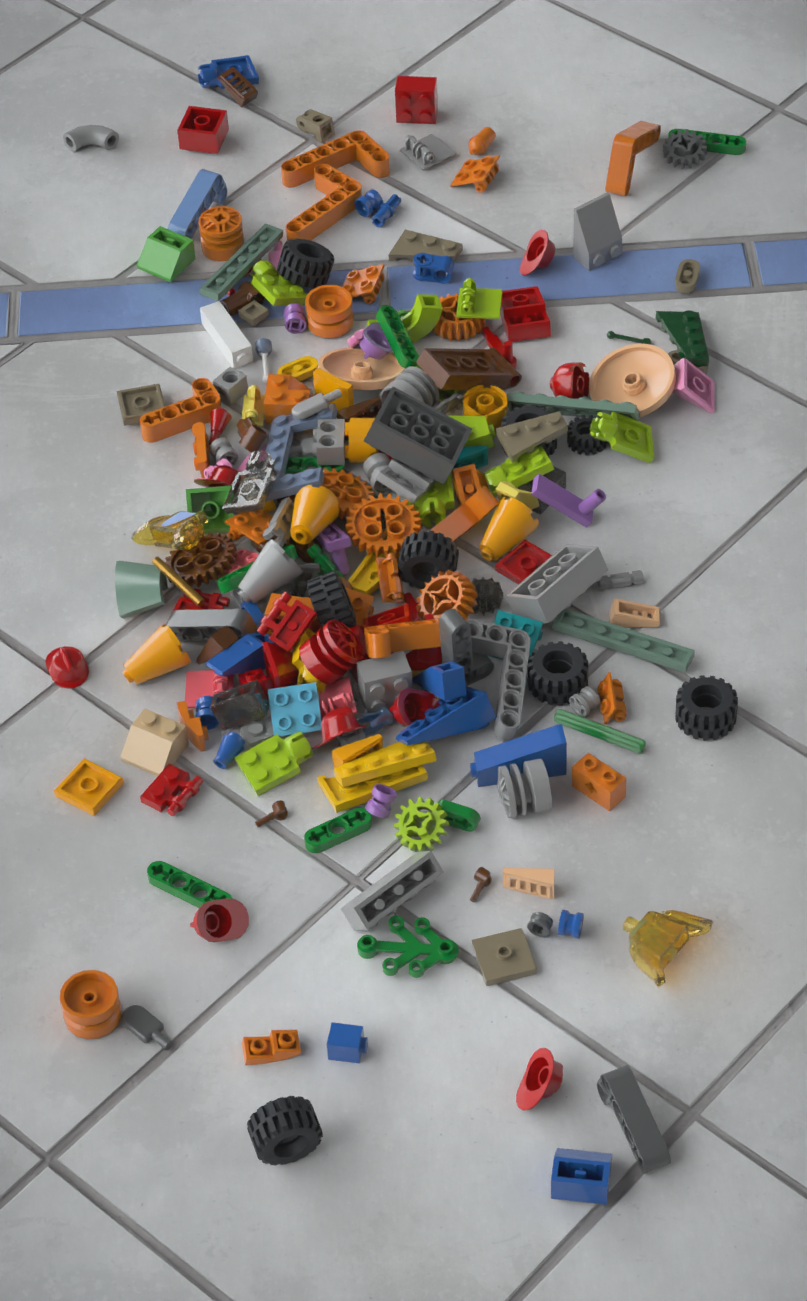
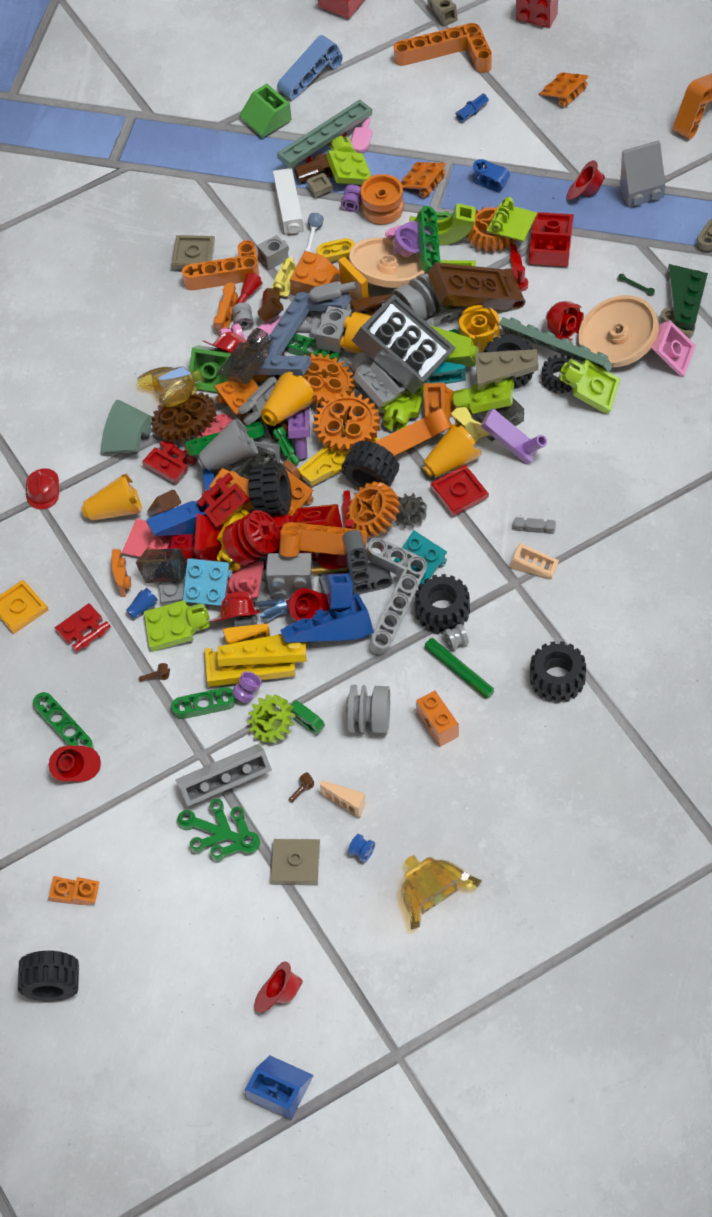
camera: 20 degrees right, 10 degrees up
(154, 742) = (83, 580): tan slope -> none
(178, 581) = (156, 433): pearl gold bar -> none
(202, 624) = (162, 479): dark grey beam -> none
(205, 713) = (131, 567): blue wheel -> none
(221, 232) = (318, 99): orange wheel -> none
(305, 263) = (378, 147): black tyre -> none
(338, 203) = (438, 88): orange beam -> none
(346, 1043) = (133, 906): blue brick -> none
(368, 203) = (458, 97): blue wheel -> none
(389, 579) = (334, 478): orange hinge -> none
(412, 243) = (488, 148): dark tan wing -> none
(426, 151) = (529, 55): light grey hinge -> none
(479, 143) = (579, 57): orange piece -> none
(540, 924) = (336, 840): dark grey bush -> none
(544, 744) = (399, 675): blue slope -> none
(557, 582) = (473, 517): light grey brick -> none
(611, 699) = (477, 647): orange hinge -> none
(623, 640) = (513, 585): sand green plate -> none
(634, 1117) = (341, 1050): dark grey beam -> none

